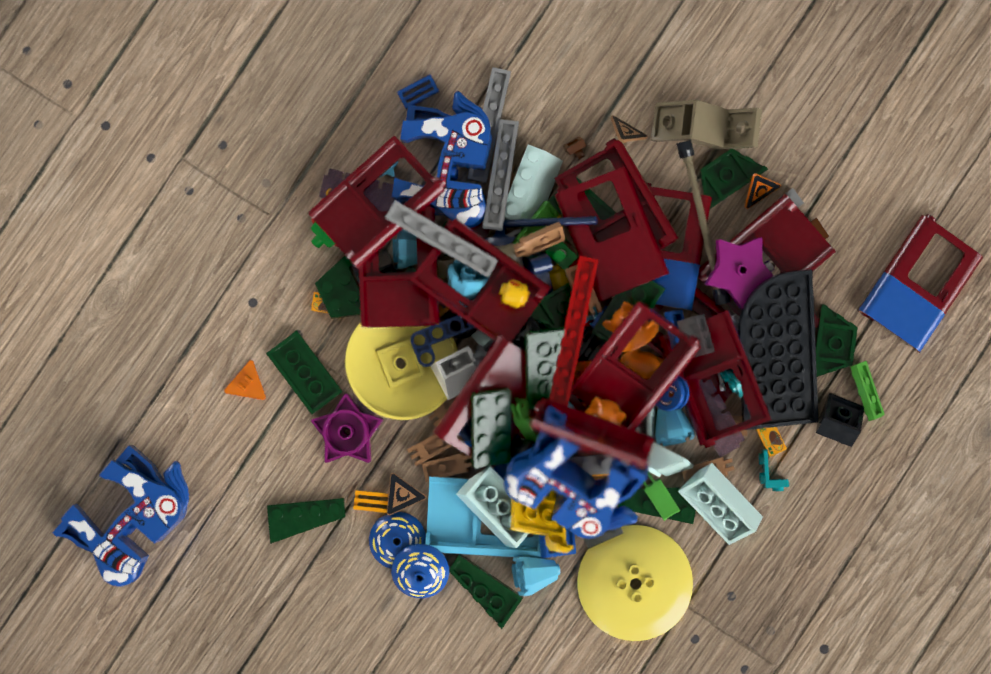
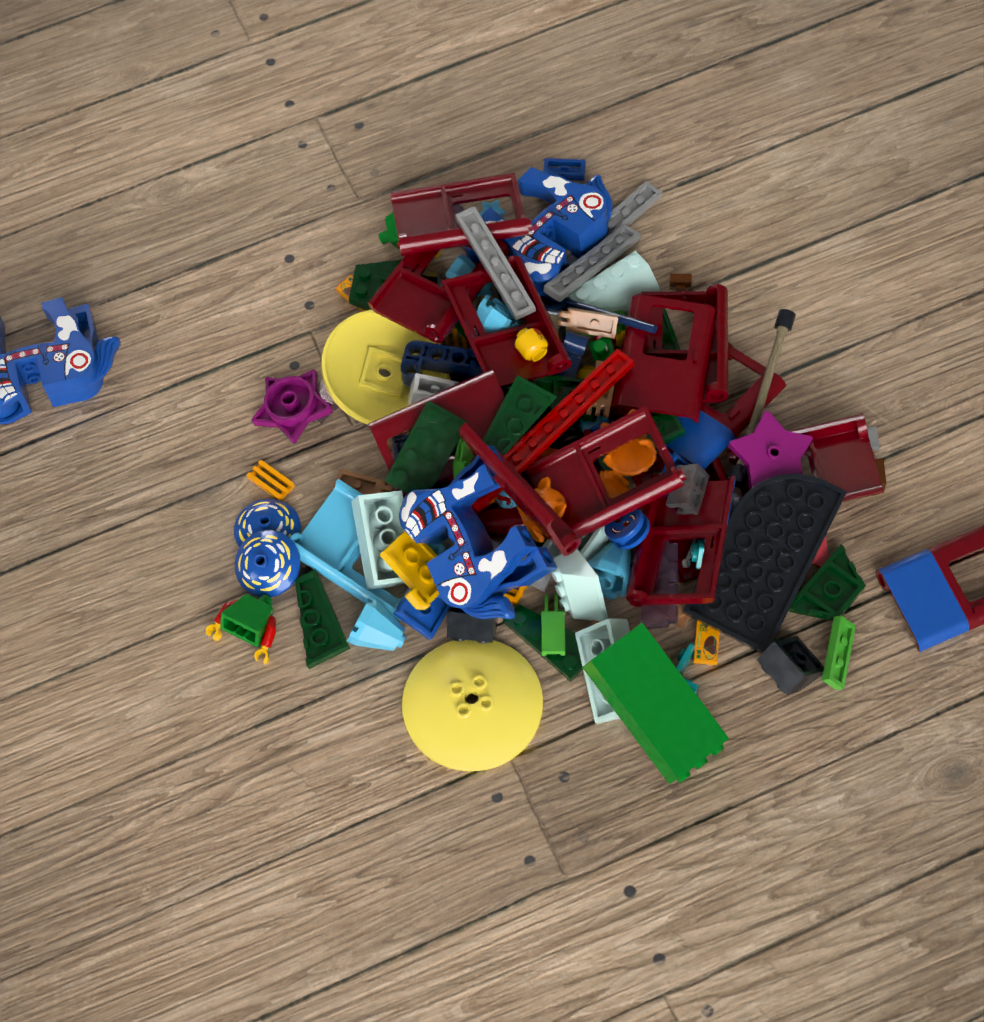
camera: 35 degrees right, 25 degrees down
(247, 383) = (232, 319): orange piece -> none
(297, 517) = (189, 454): dark green wing -> none
(304, 372) = (290, 335): dark green plate -> none
(401, 495) = (300, 486): black piece -> none
(429, 448) = (360, 461): medium nougat hinge -> none
(438, 623) = (248, 620): none -> green torso
(626, 132) = (738, 292): piece -> none
(706, 124) = (823, 320): dark tan bracket -> none
(728, 175) = (816, 382): dark green wing -> none
(759, 189) = (839, 406): piece -> none
(771, 516) = (656, 704): none -> green brick

